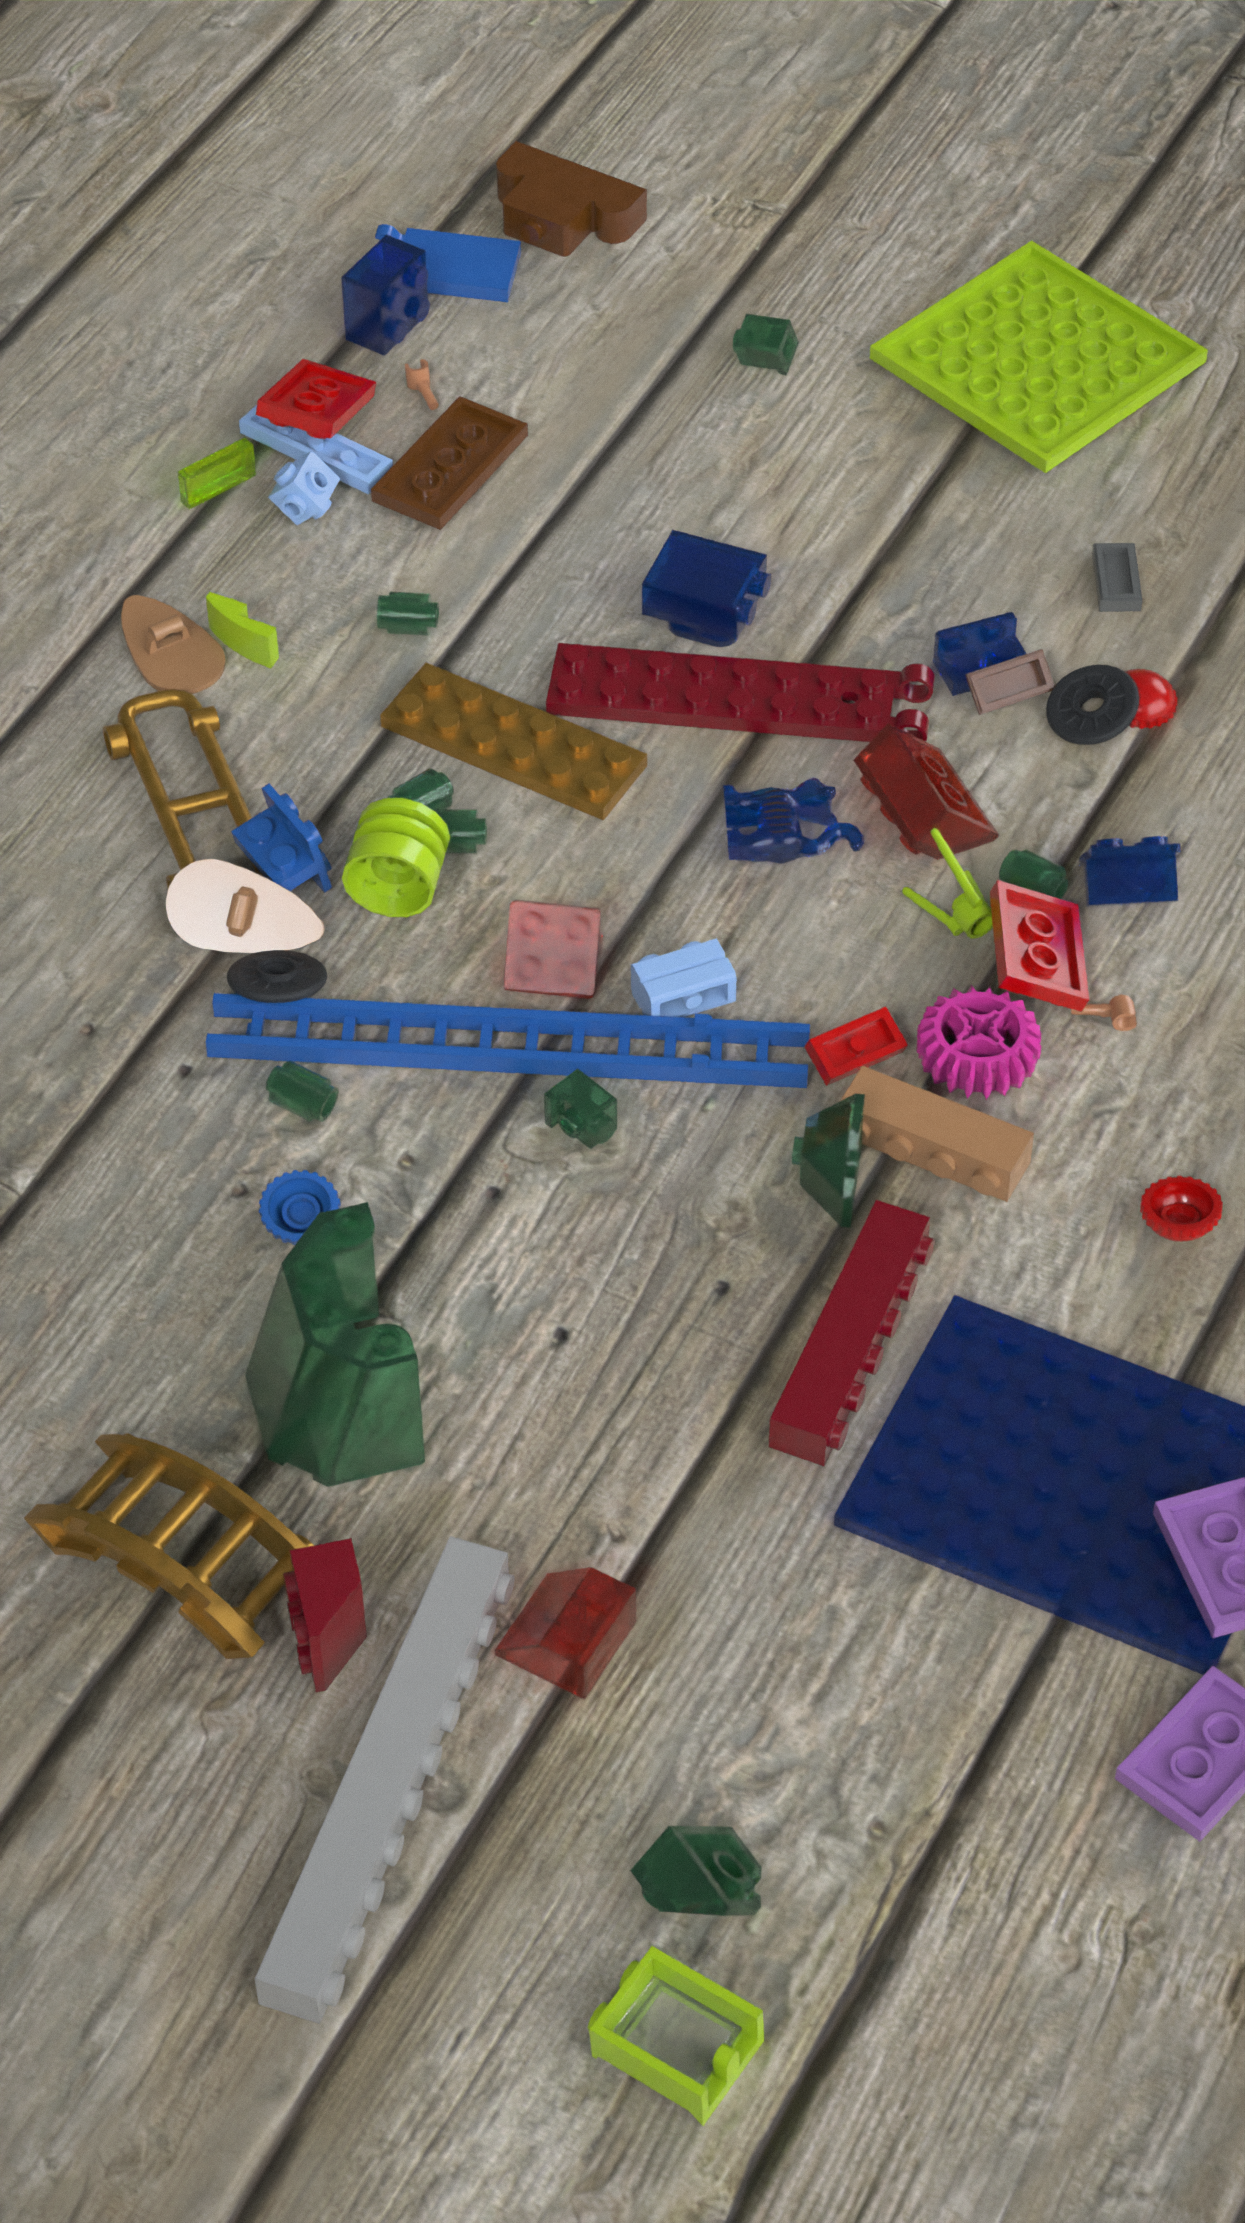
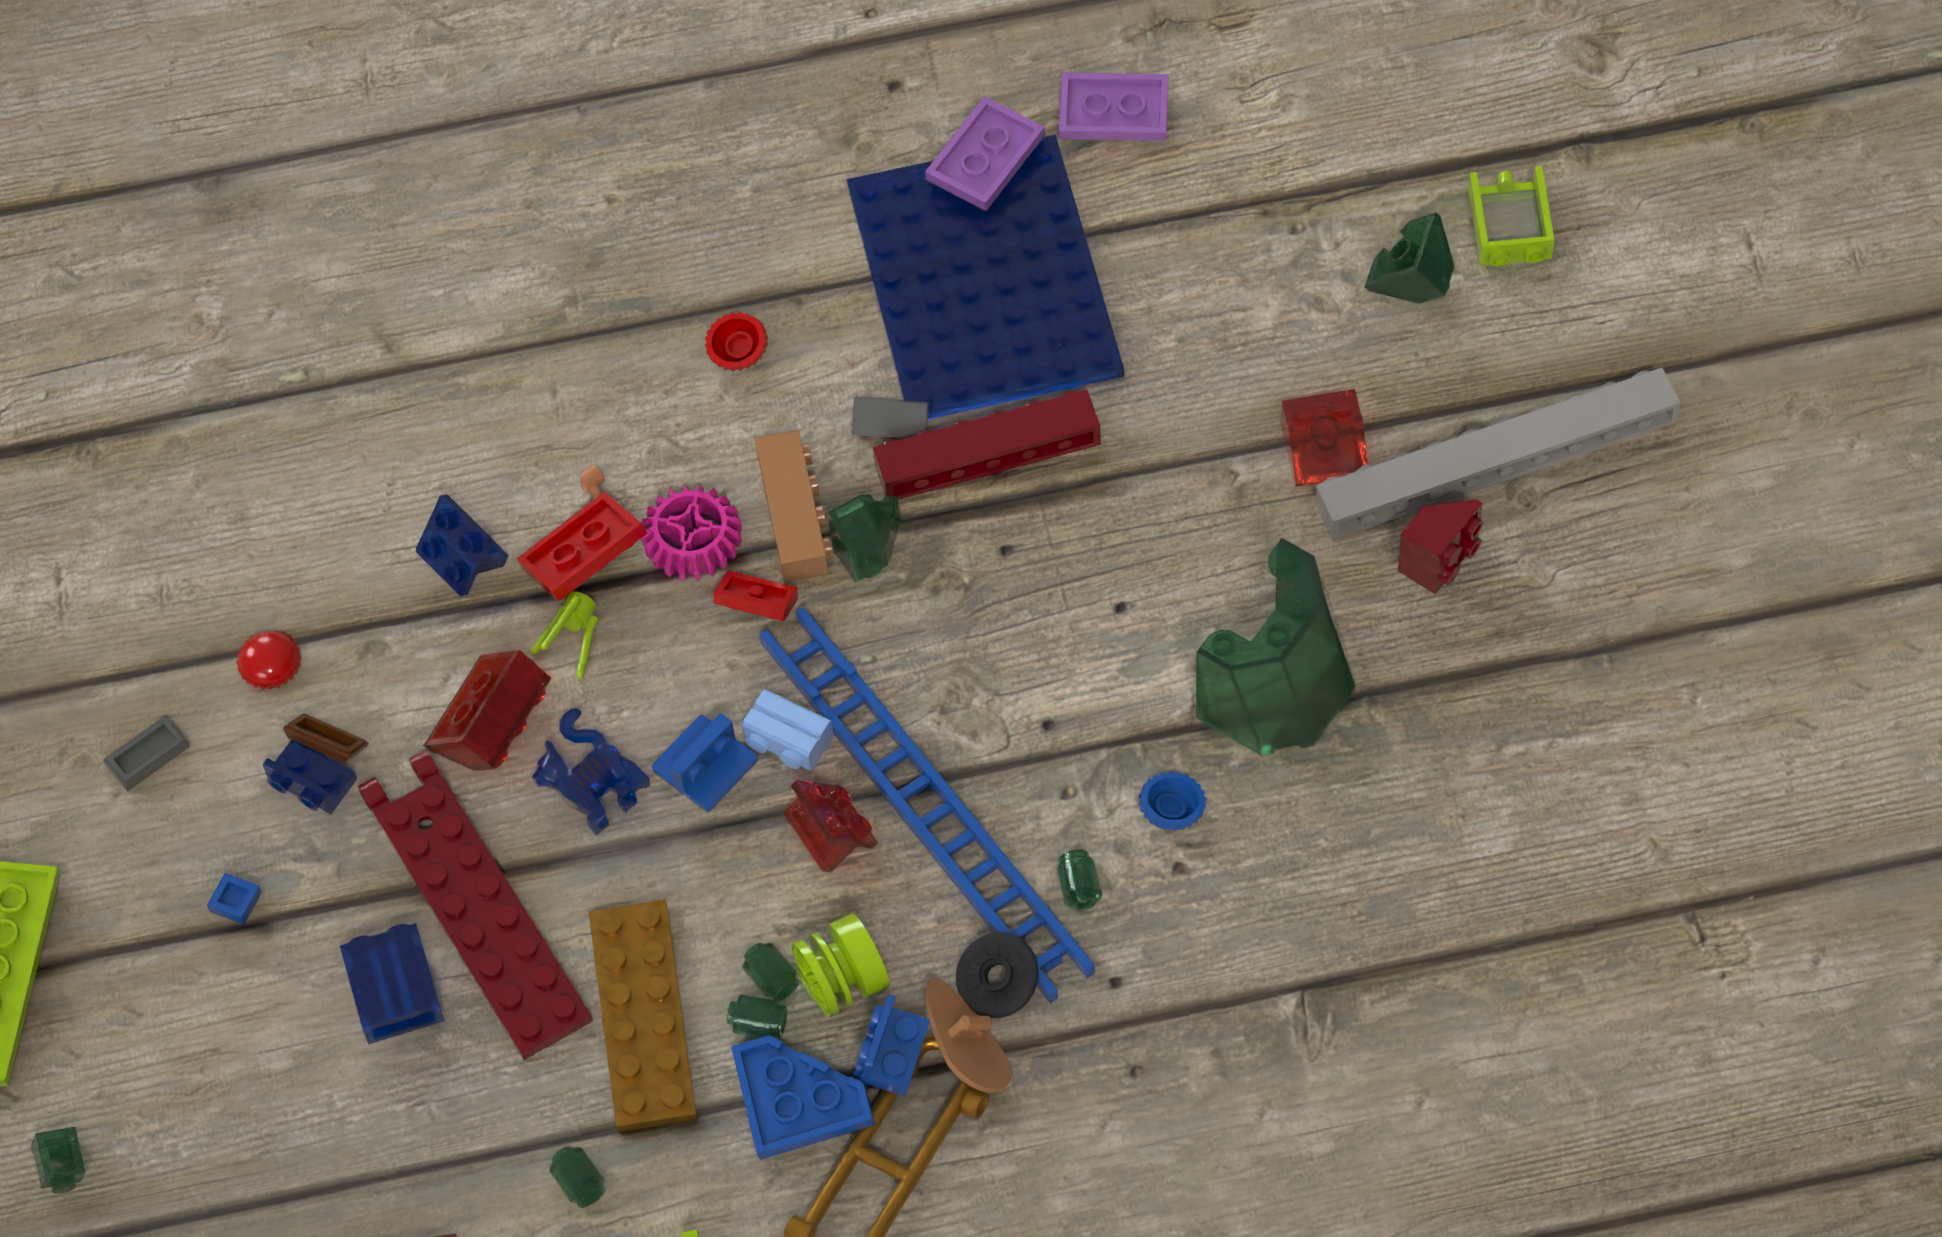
camera: 125 degrees left, 10 degrees up
(75, 1532) = (1503, 647): pearl gold fence -> none
(321, 775) = (796, 1097): none -> blue plate
(581, 1109) = (948, 707): clear green brick -> none
(715, 907) = (705, 761): none -> blue bracket
(903, 551) = (234, 898): none -> blue plate
(964, 1276) = (889, 417): none -> dark grey tile
(1034, 873) = (512, 599): clear green brick -> none
(1093, 727) = (303, 696): black wheel -> none

